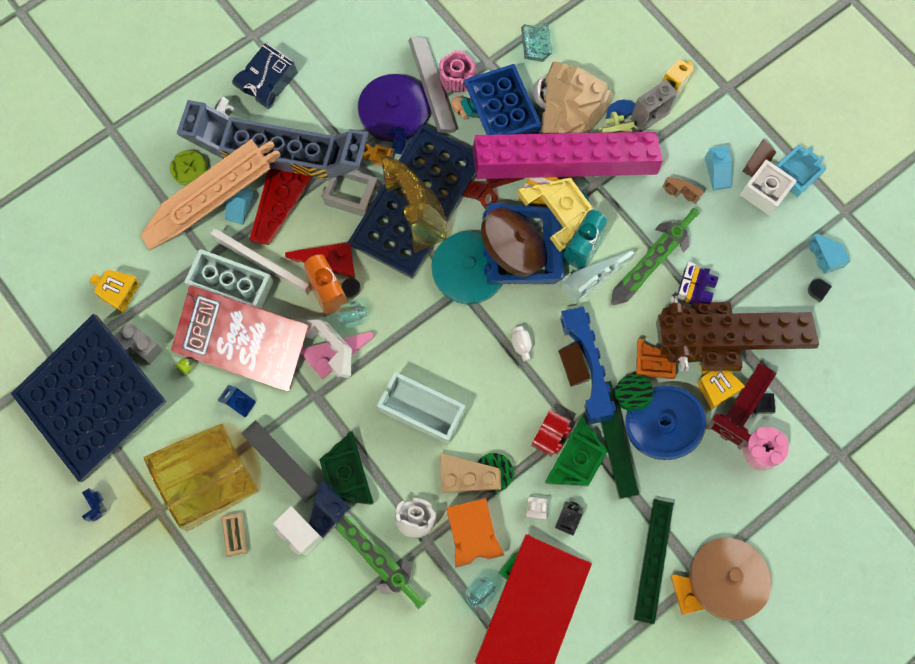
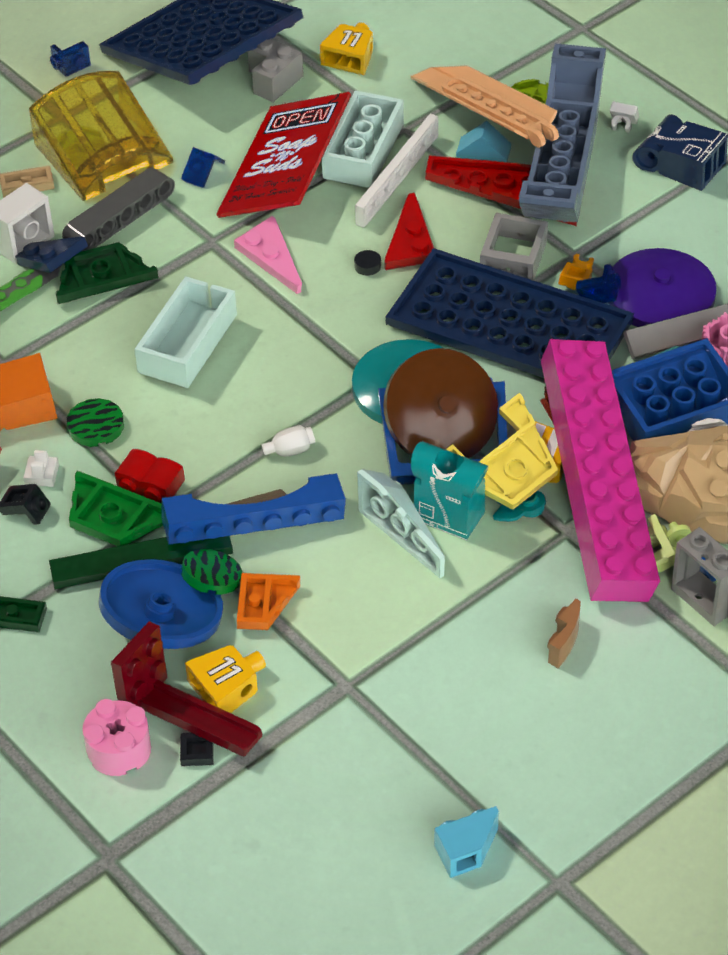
camera: 90 degrees right, 25 degrees down
(183, 367) = (247, 116): lime hinge -> none
(324, 284) = (358, 218): orange piece -> none
(342, 360) = (256, 245): white slope -> none
(352, 314) = (325, 260): clear light blue head -> none
(415, 518) = (30, 330): white cylinder -> none
(423, 209) = (482, 280): clear yellow windscreen -> none
(467, 476) = (90, 387): tan wing -> none
(479, 191) = (530, 381): clear red bracket -> none
(661, 249) = (478, 623): sword -> none
(693, 285) = (396, 649): dark purple hips -> none
(717, 334) = (314, 672): reddish brown piece -> none
(719, 167) = (615, 683): medium azure slope -> none
(762, 153) = (641, 746): reddish brown slope -> none
(768, 187) = (578, 742): white slope -> none
(803, 167) = (627, 800): medium azure piece -> none
(818, 289) = (401, 831): black tile -> none

